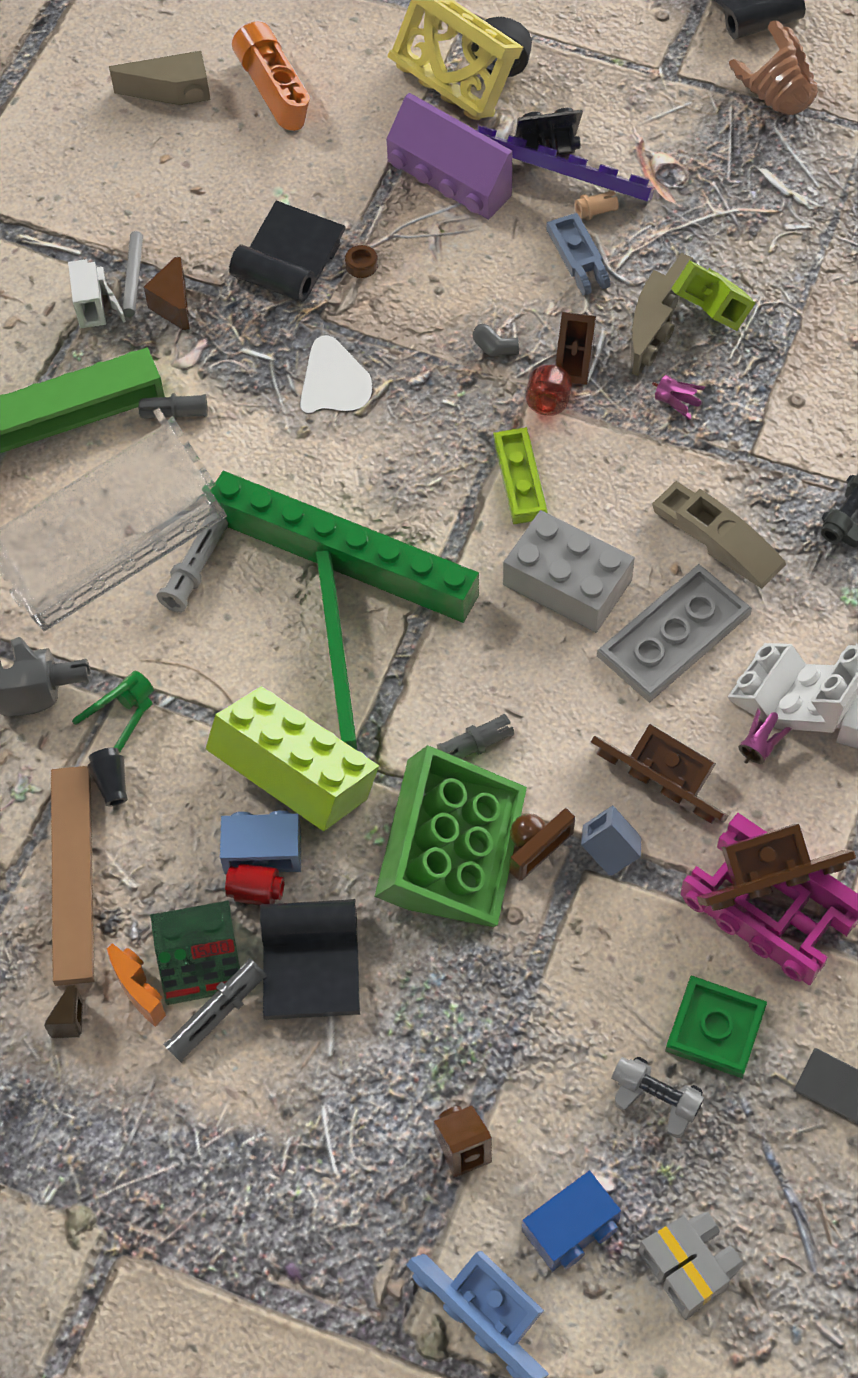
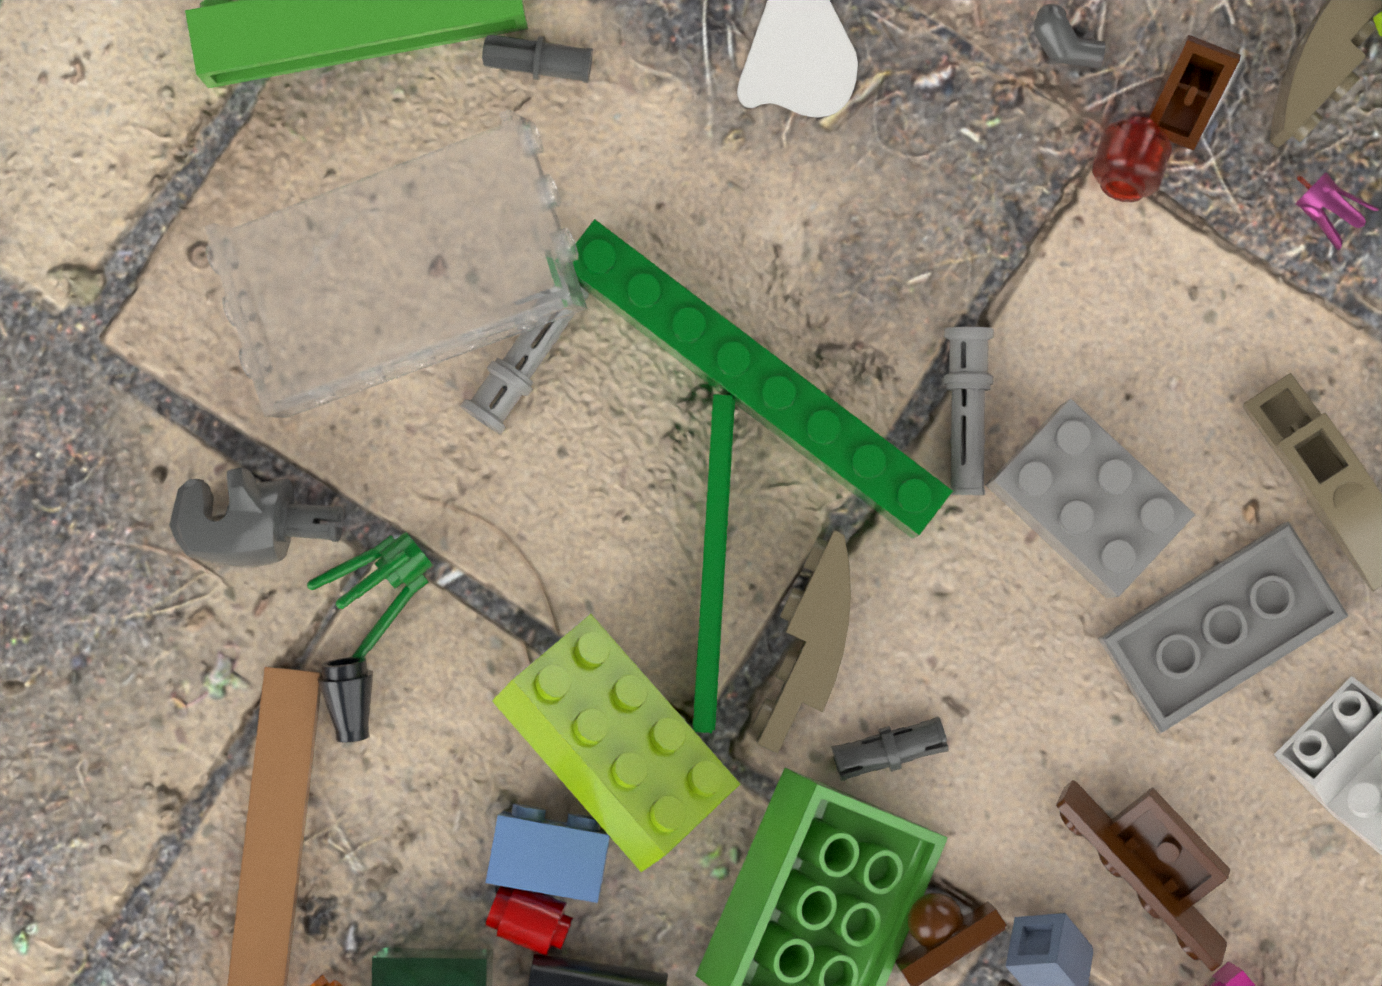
camera: 10 degrees right, 25 degrees up
(411, 687) = (821, 621): none -> dark tan slope
(477, 526) = (968, 381): none -> light grey pin
(519, 474) = (1052, 298): lime tile -> none
(756, 745) = (1301, 854): flat silver piece -> none

